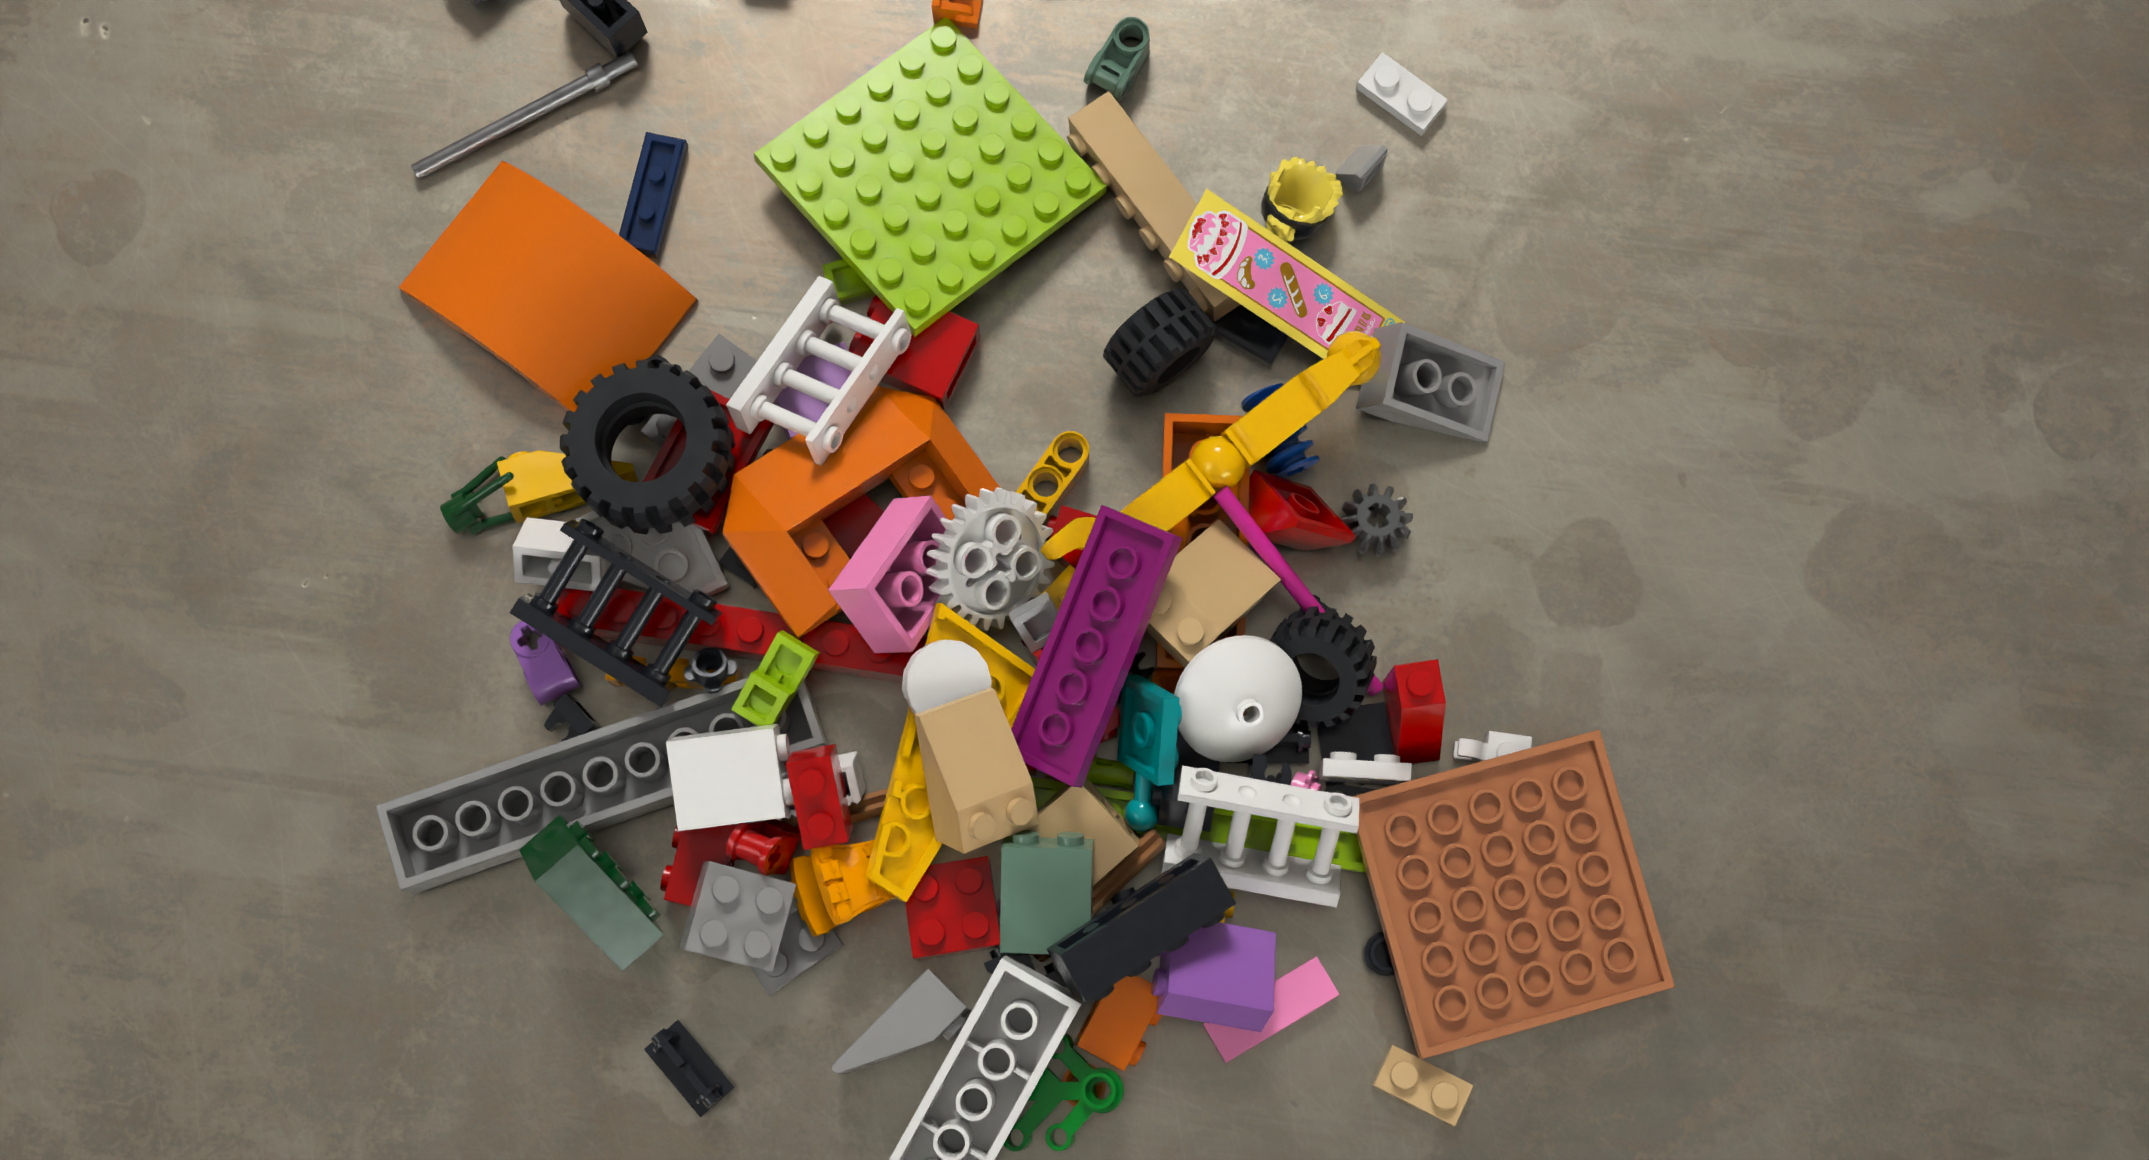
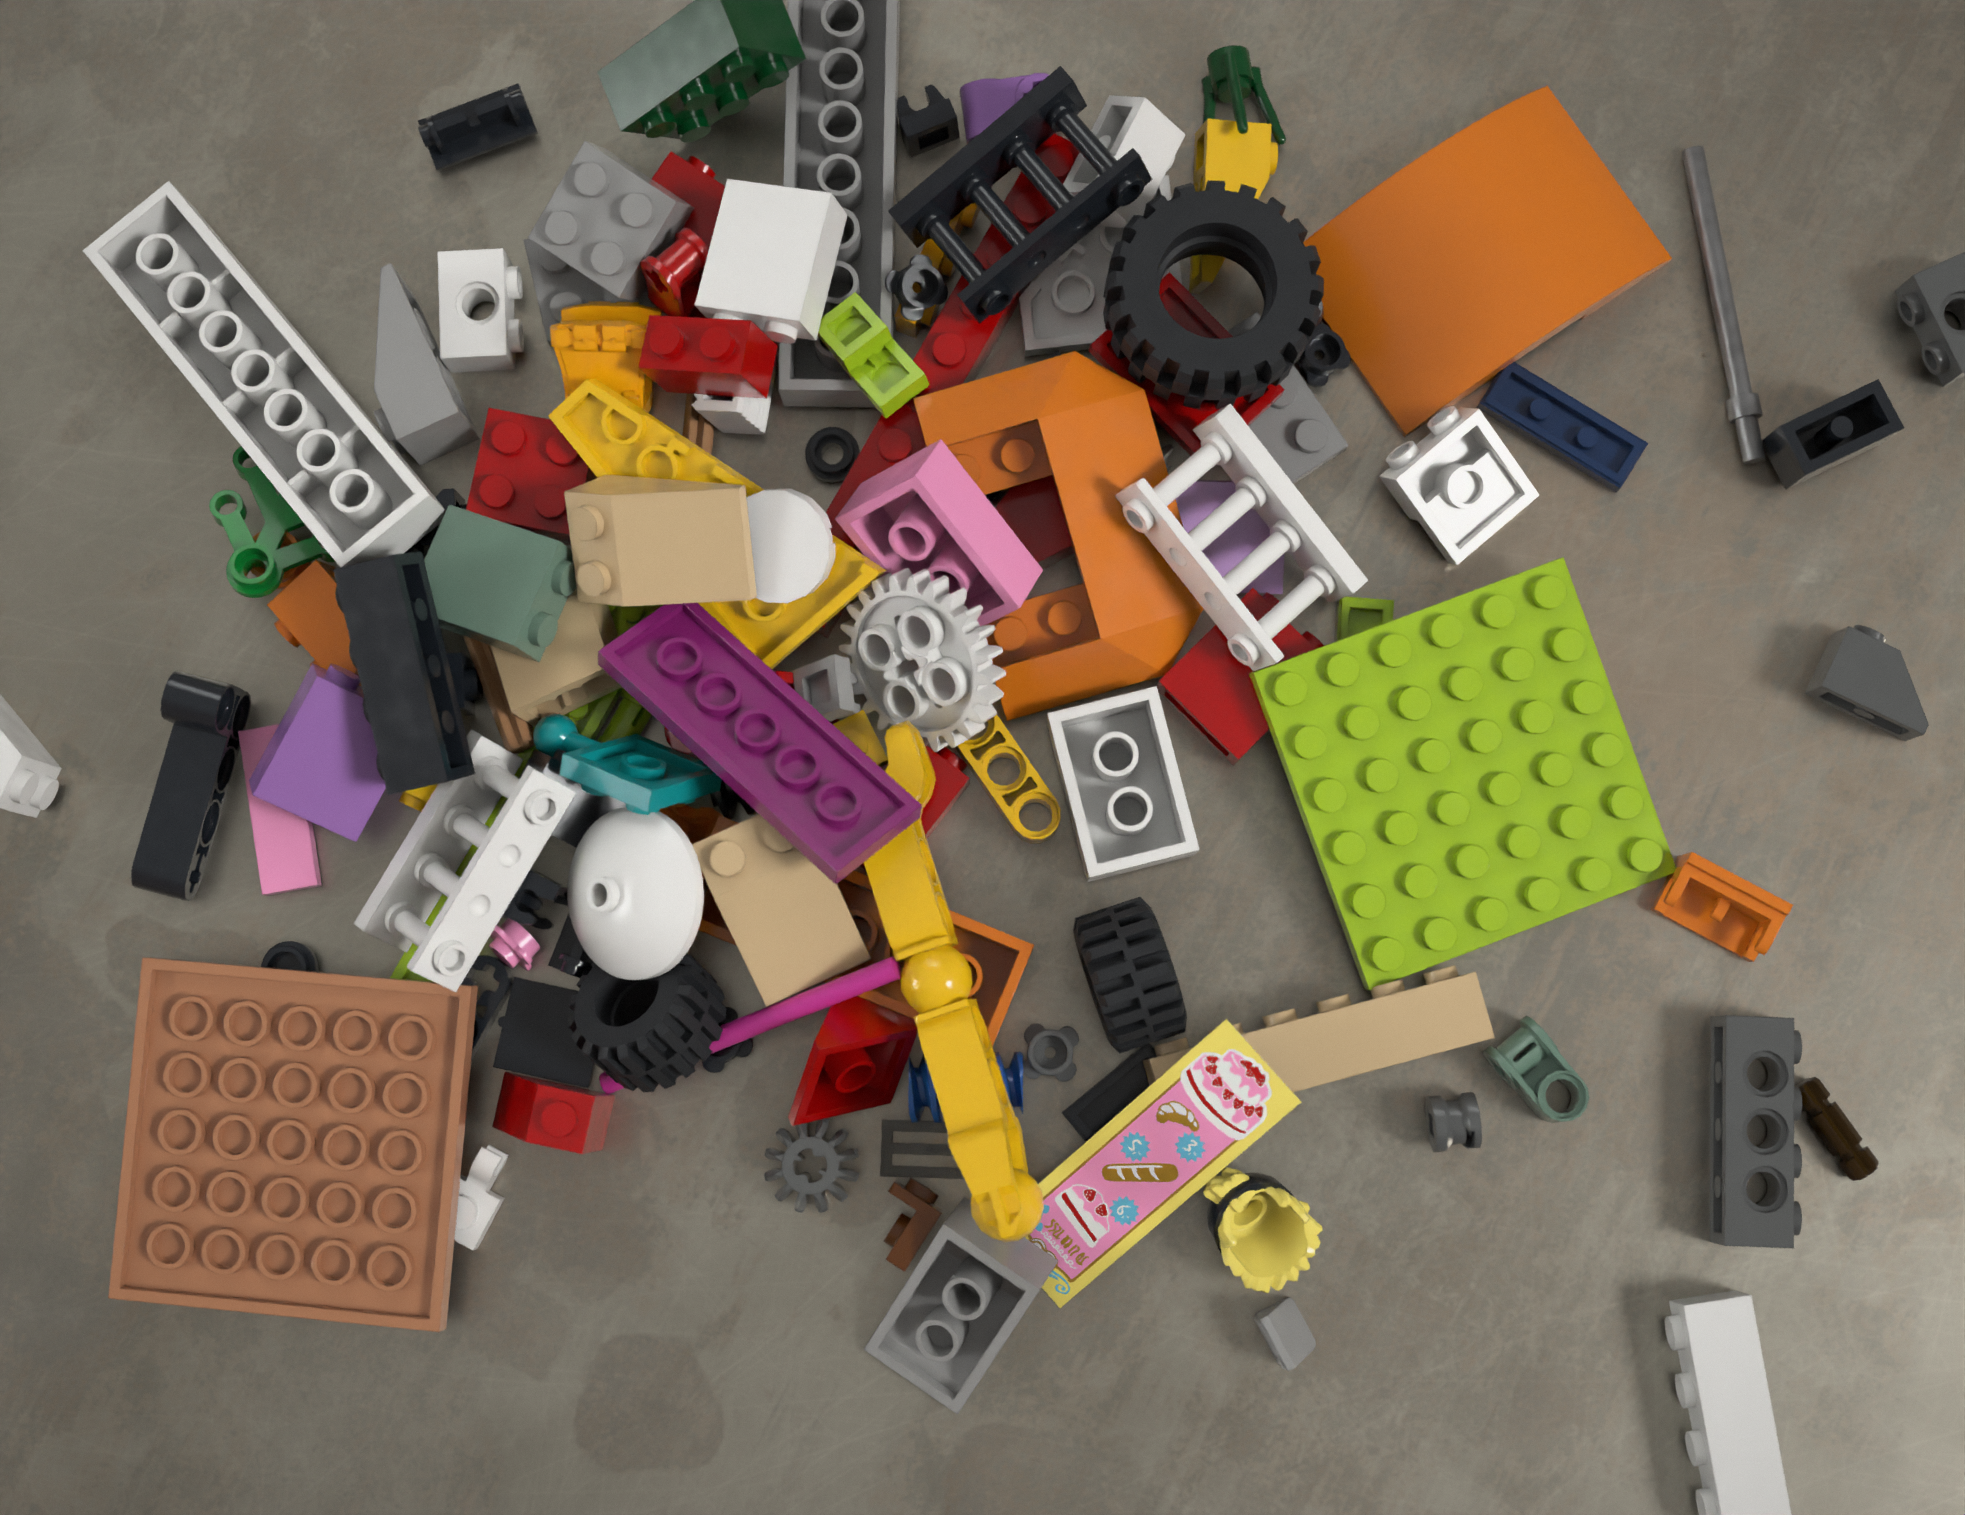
camera: 110 degrees right, 5 degrees up
(720, 248) = (1458, 482): none -> white plate
(809, 1014) = (465, 281): none -> white brick
(850, 686) = (826, 439): none -> black plate
(1026, 399) = (1122, 784): none -> white brick
(1175, 103) = (1453, 1122): none -> dark grey wheel
(1233, 376) = (1061, 1064): none -> dark grey plate
(1282, 1080) = (190, 783): none -> black beam
(1348, 443) = (889, 1148): none -> clear smoke tile
(1382, 771) = (497, 1048): white plate -> none
(1395, 433) = (910, 1233): none -> reddish brown bracket
(1401, 94) = (1367, 1427): white plate -> none
(1422, 1085) = (115, 956): tan plate -> none

